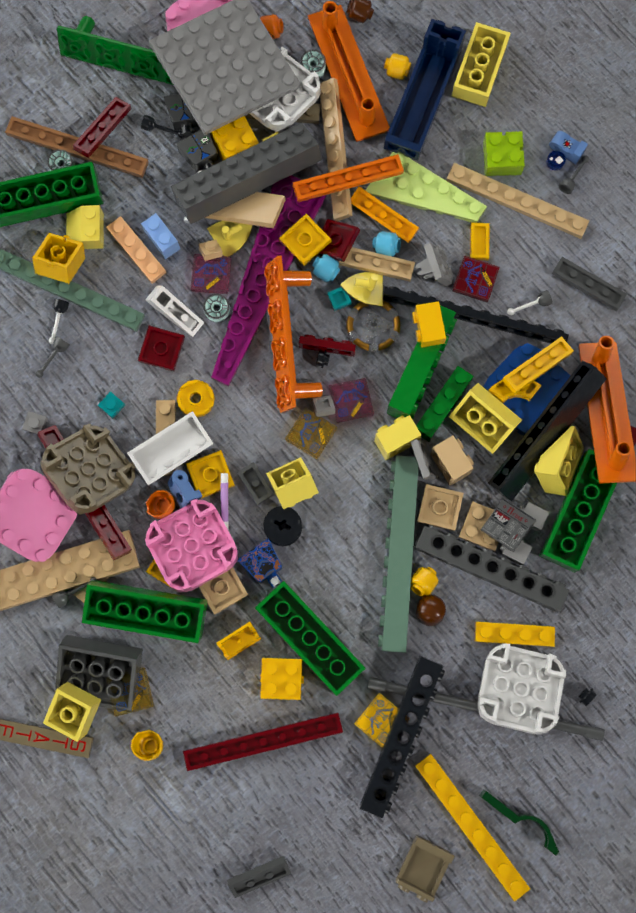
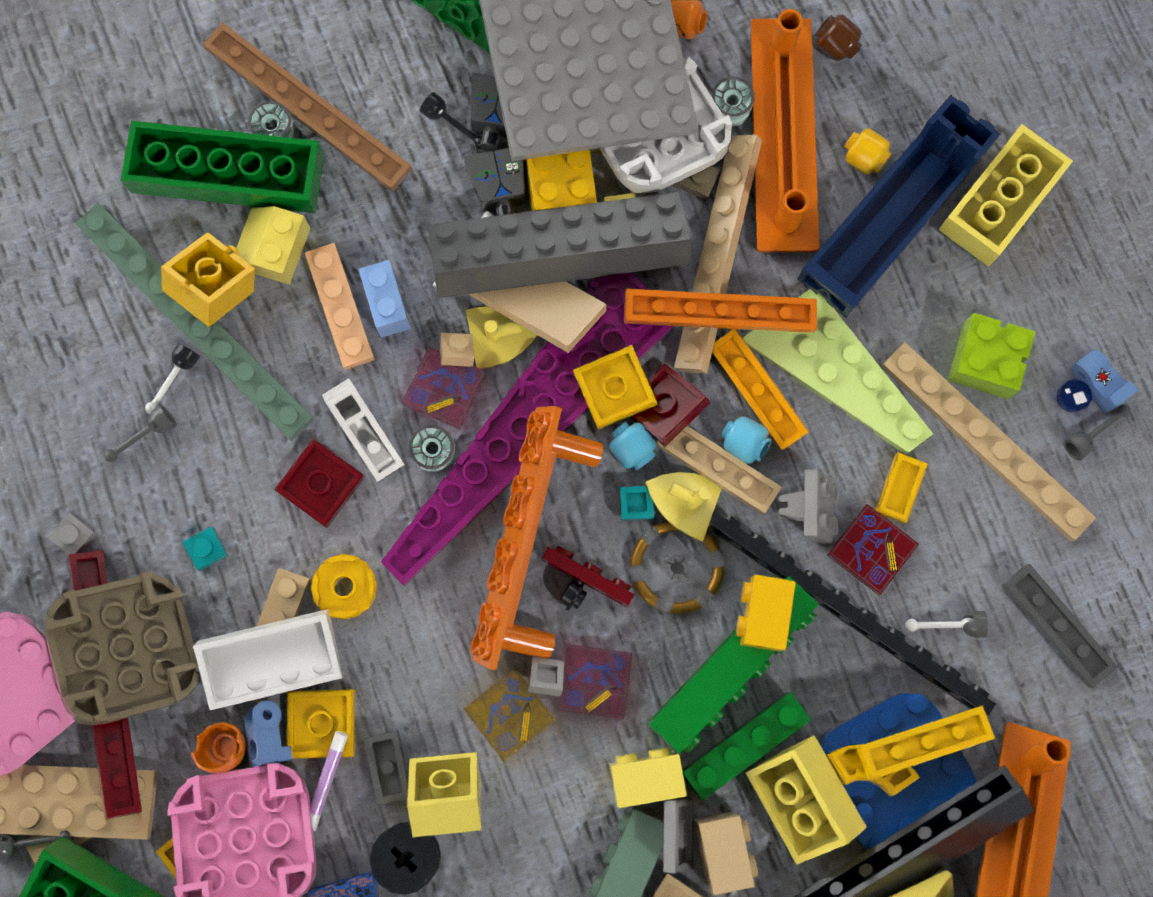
camera: 15 degrees right, 0 degrees up
(102, 127) = (356, 89): dark red plate -> none

